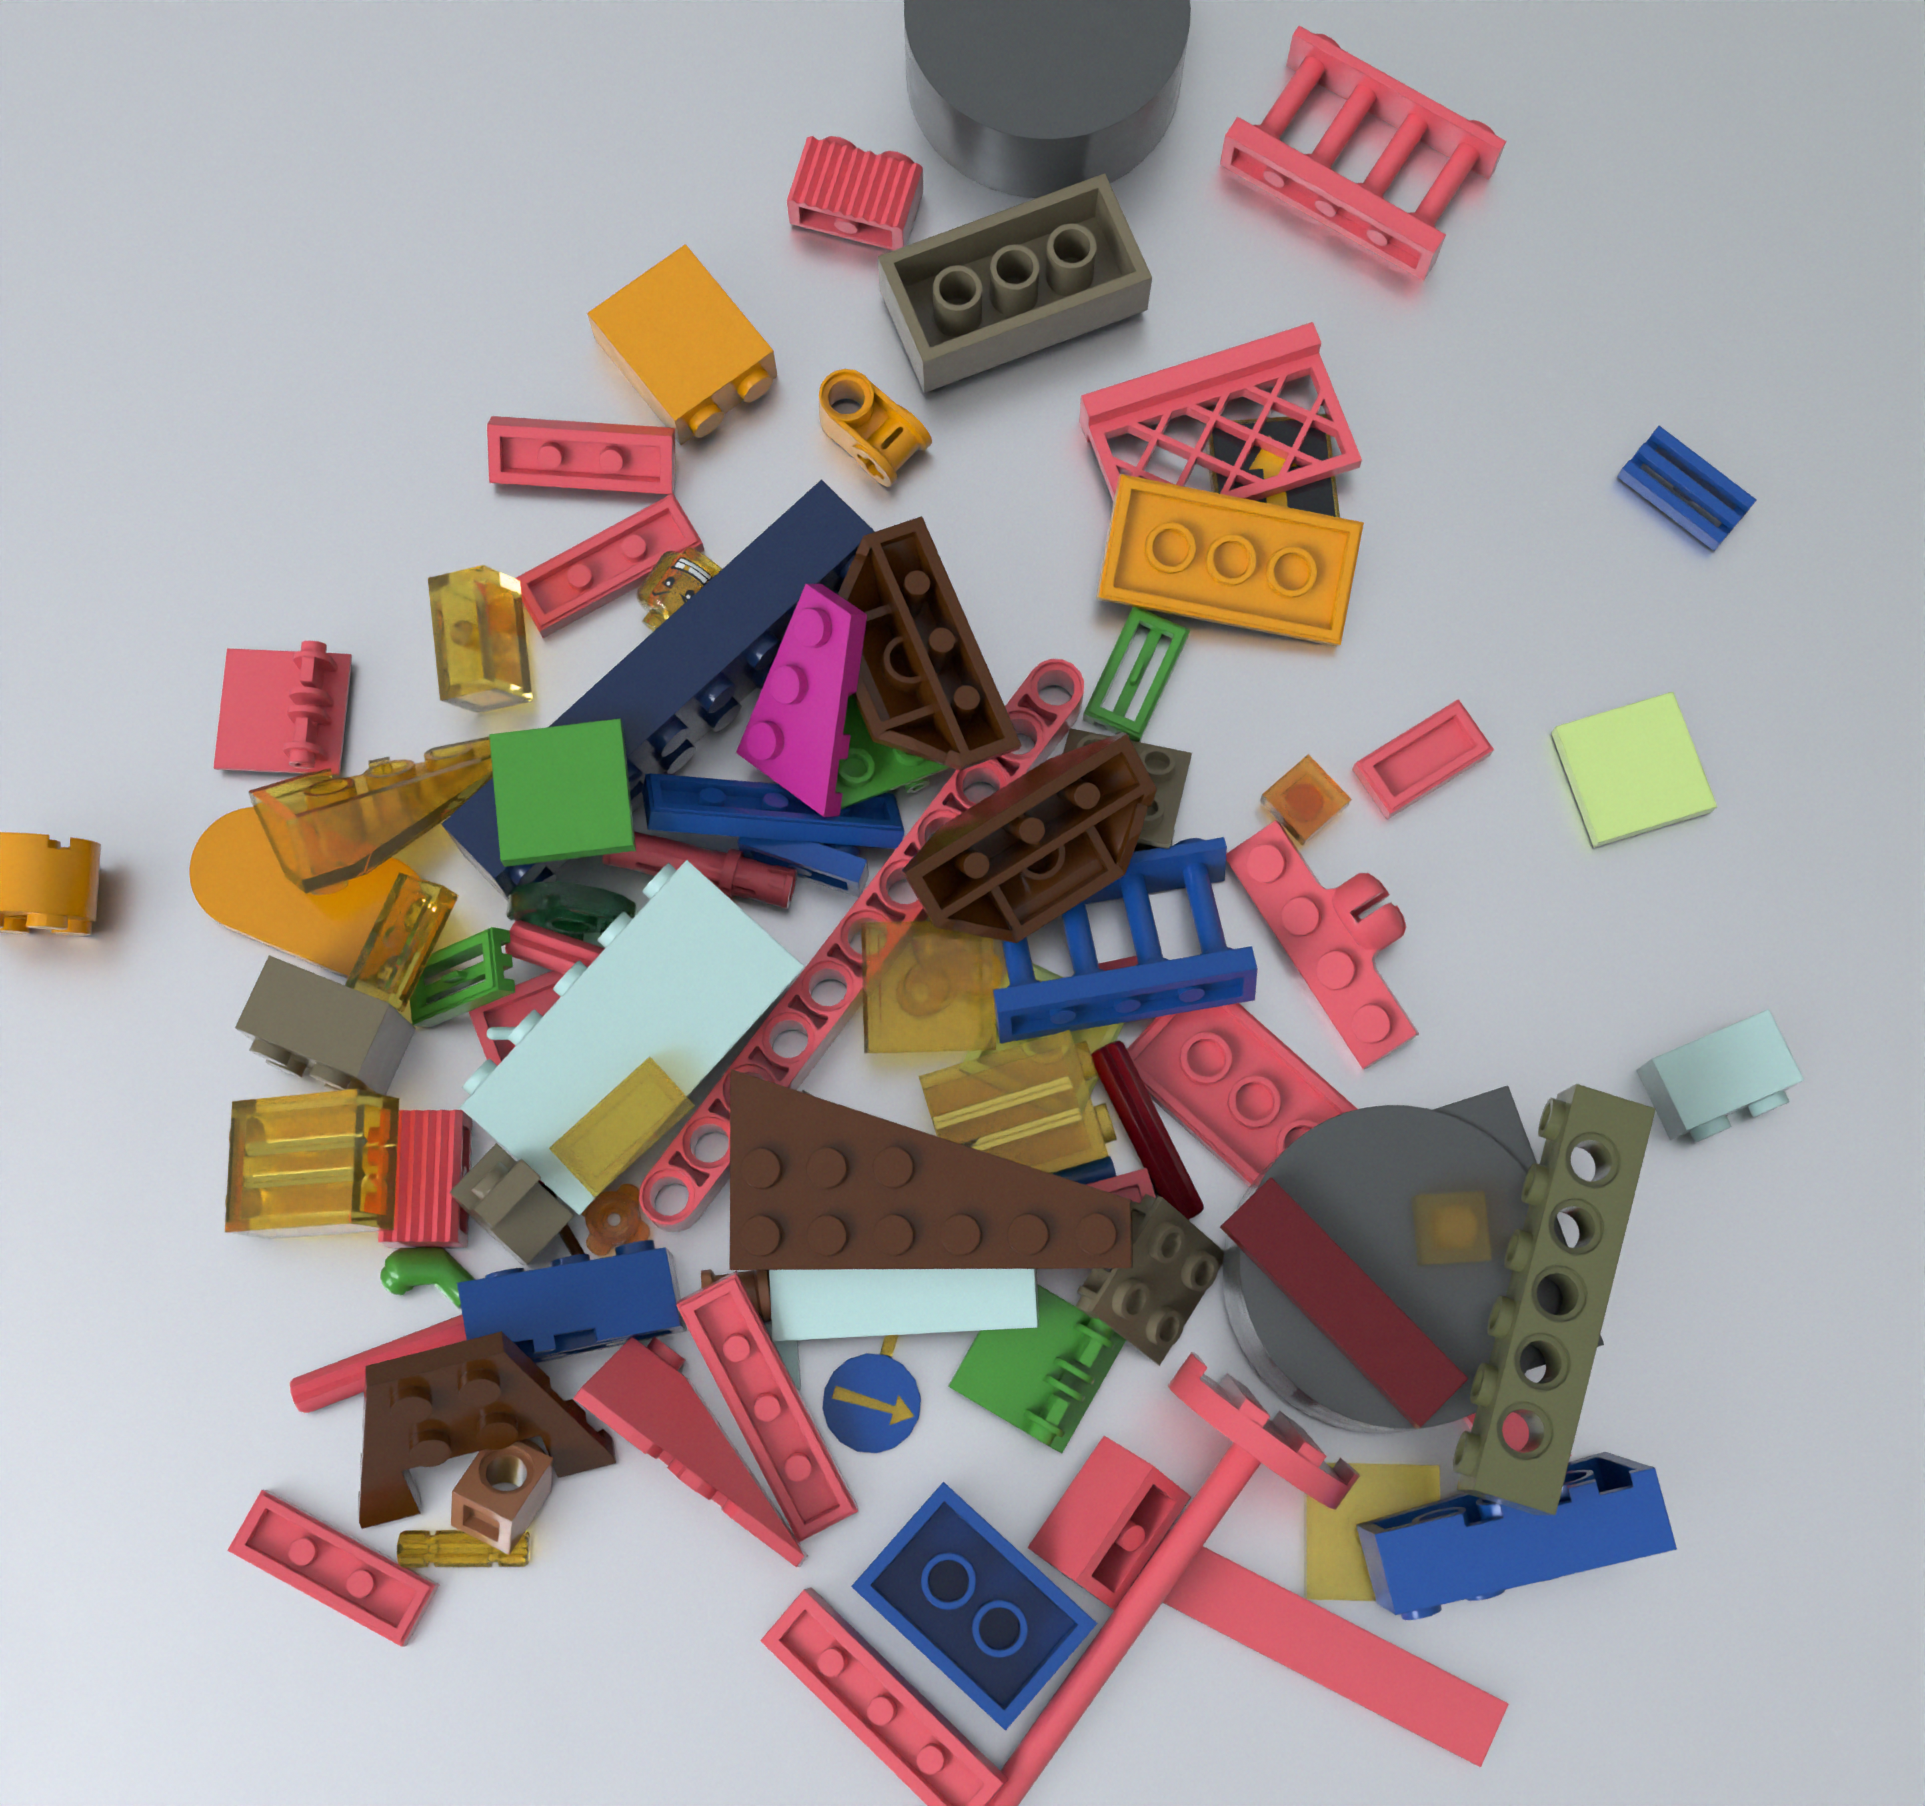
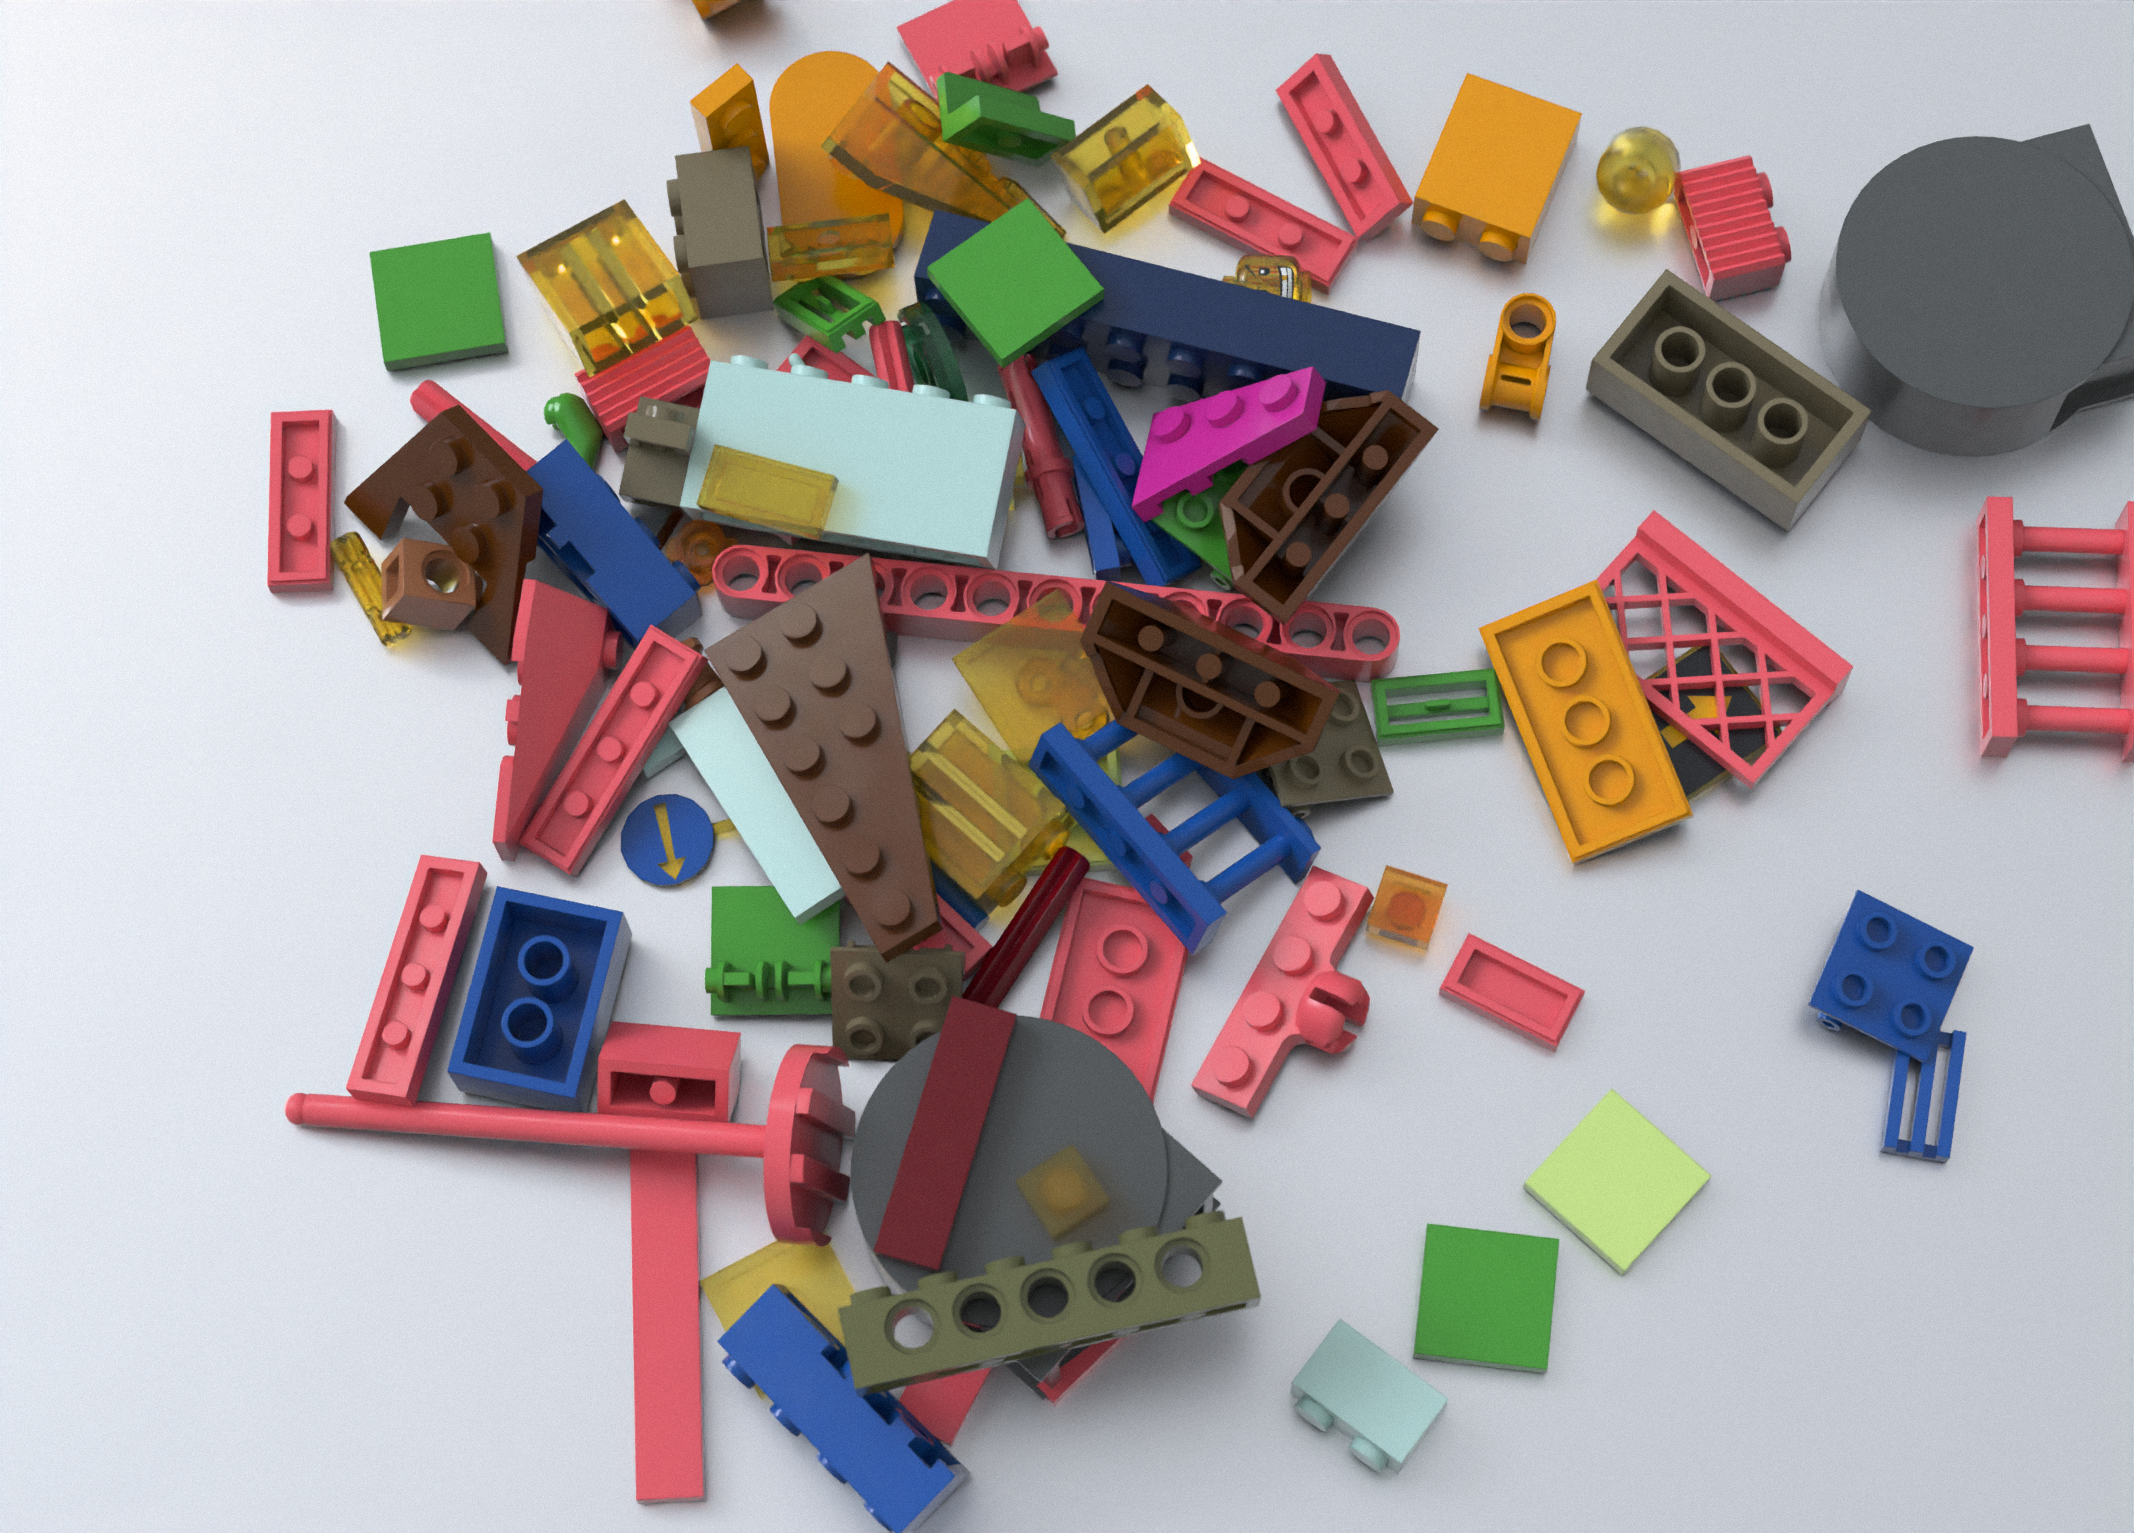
camera: 65 degrees right, 5 degrees down
(214, 1330) = (438, 301): none -> bright green tile
(228, 956) = (730, 117): none -> light orange plate
(373, 726) = (999, 121): none -> bright green panel
(762, 232) = (1628, 186): none -> clear yellow head
(1584, 454) = (1889, 977): none -> blue hinge
(1678, 932) = (1486, 1298): none -> bright green tile

